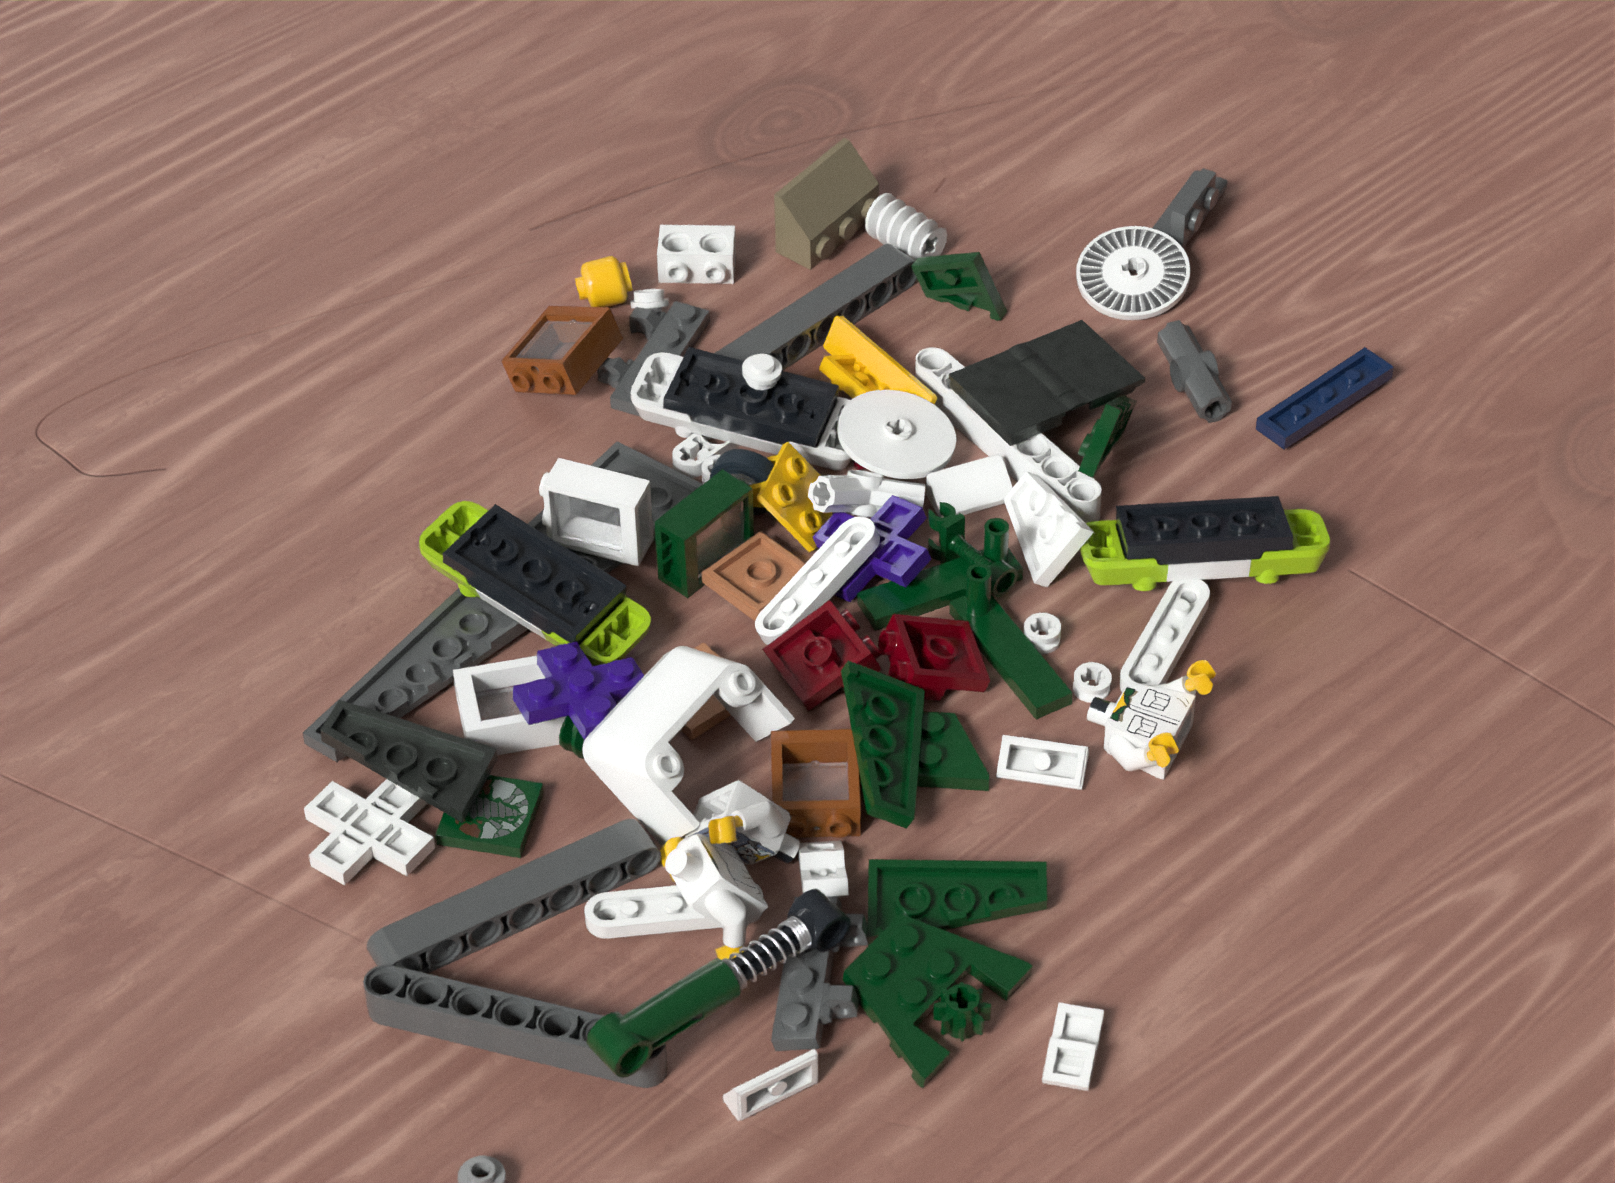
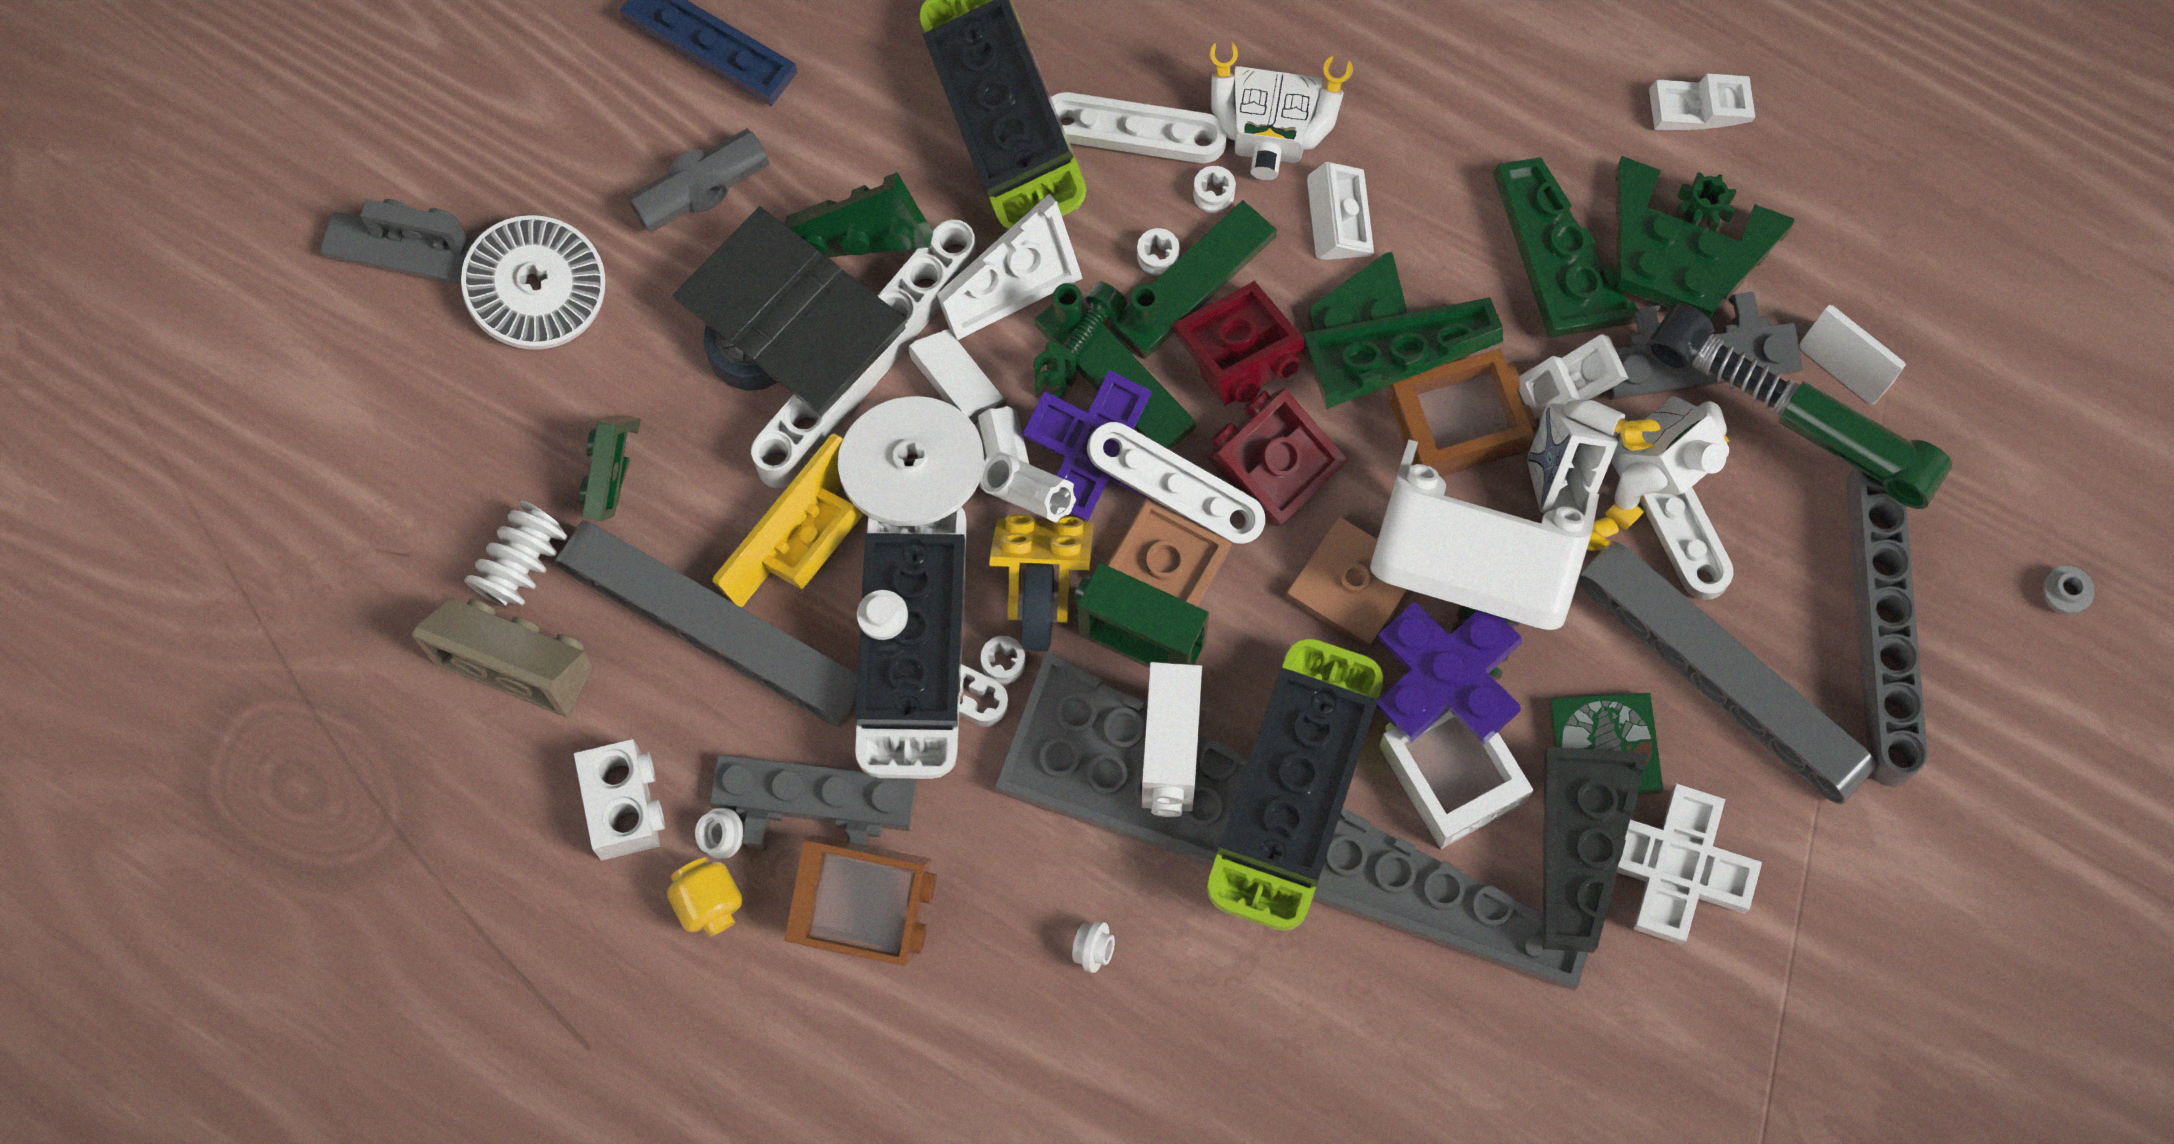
camera: 105 degrees left, 25 degrees up
(473, 473) = (1093, 946): none -> white plate

